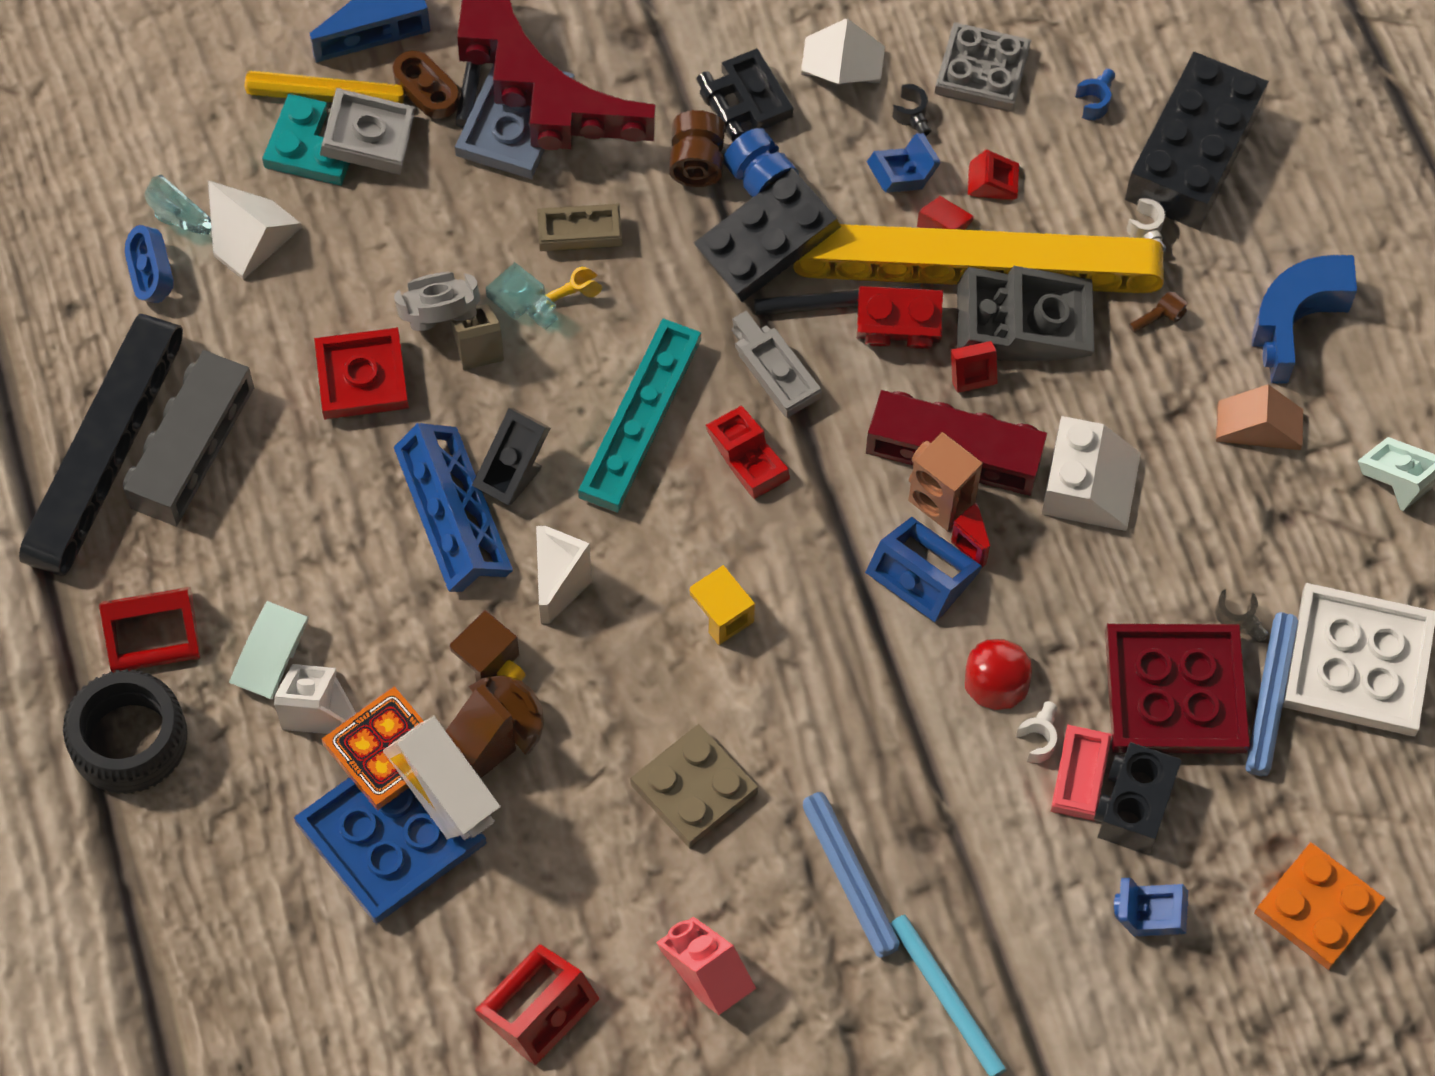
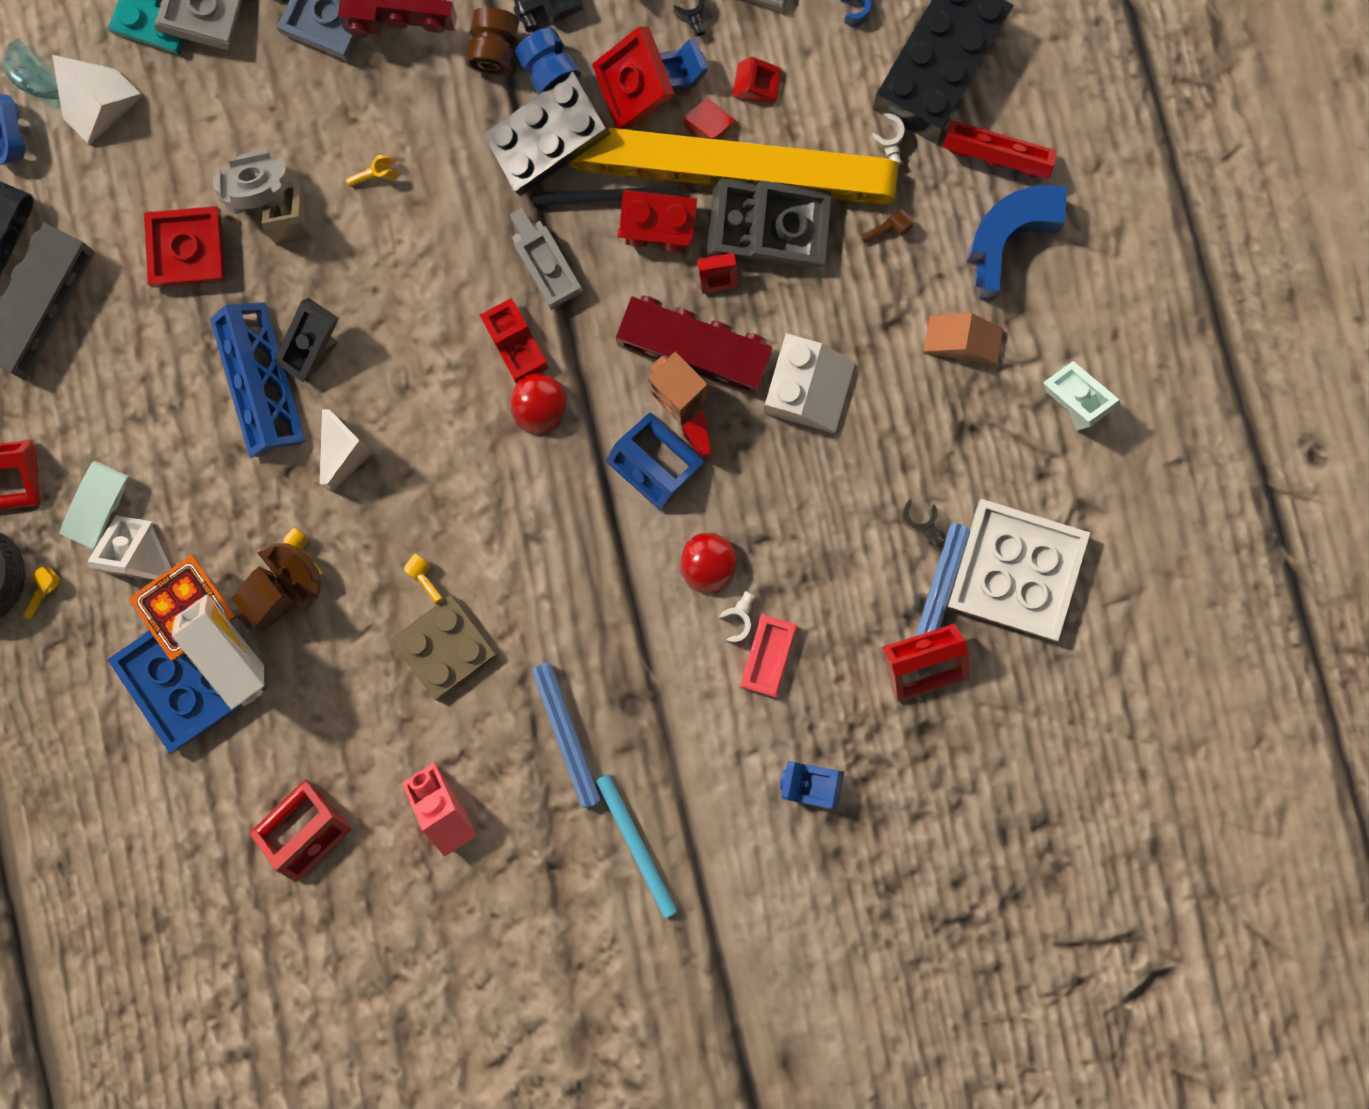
camera: 10 degrees right, 20 degrees up
(214, 742) = (47, 582): none -> yellow hand
(485, 646) = (273, 516): reddish brown panel -> none
(521, 293) = (328, 175): clear light blue plate -> none
(579, 227) = (383, 113): dark tan plate -> none
(639, 415) = (423, 301): teal plate -> none
(657, 699) = (417, 569): none -> yellow hand
(724, 604) = (477, 487): yellow panel -> none
(781, 515) = (538, 403): none -> red hair
(858, 174) = (633, 78): none -> red plate
(1143, 799) = (821, 690): black brick -> none
(1177, 688) = (857, 586): dark red plate -> none
(1262, 744) = (923, 652): none -> red tile
(1272, 229) = (999, 150): none -> red plate
(1319, 905) = (953, 787): orange plate -> none

